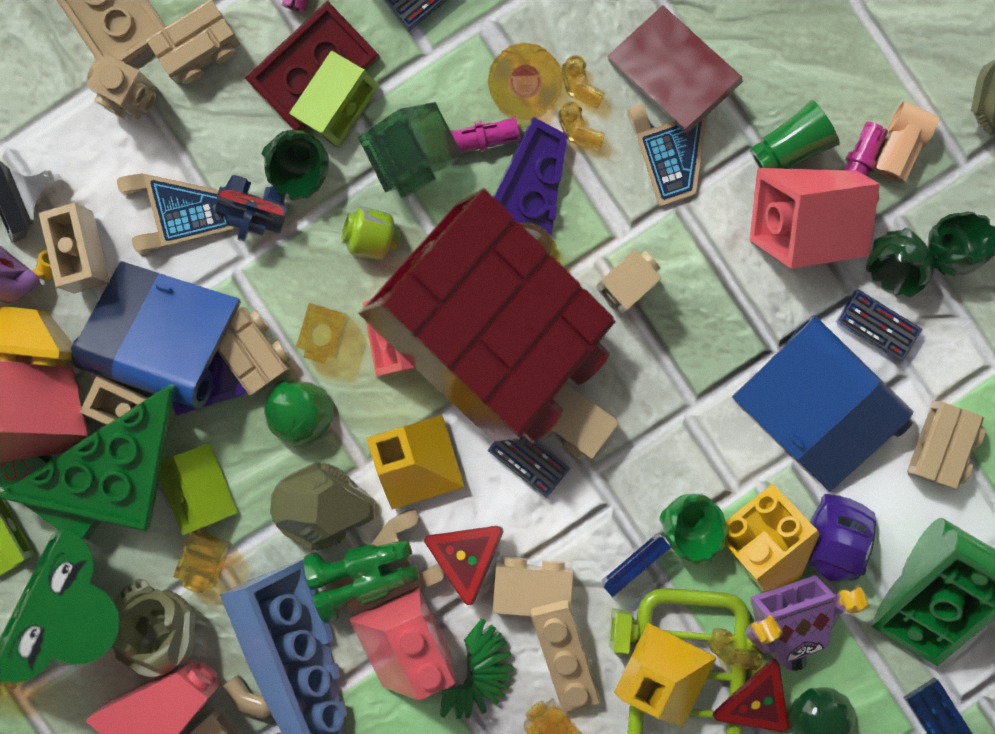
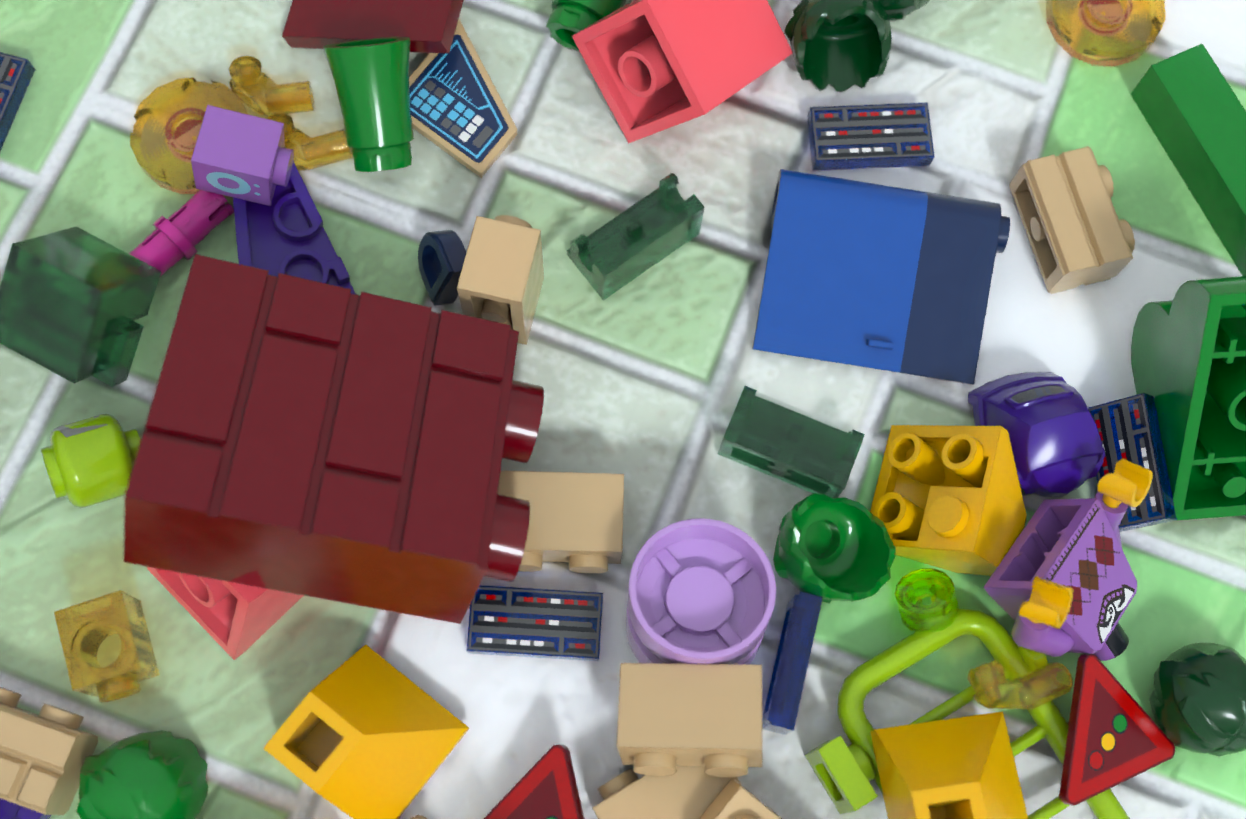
camera: 40 degrees left, 15 degrees down
(542, 125) = (241, 156): none -> medium lavender brick
(568, 561) = (690, 717): none -> tan brick
(606, 246) = (440, 265): none -> dark blue tile
(610, 510) = (699, 595): none -> lavender wheel
(631, 133) = (374, 100): none -> green plant
(714, 459) = (790, 445): none -> clear green hinge
(715, 297) = (637, 238): none -> clear green hinge
(732, 577) = (923, 584): none -> clear neon green bush
(879, 584) = (1132, 433): none -> tile

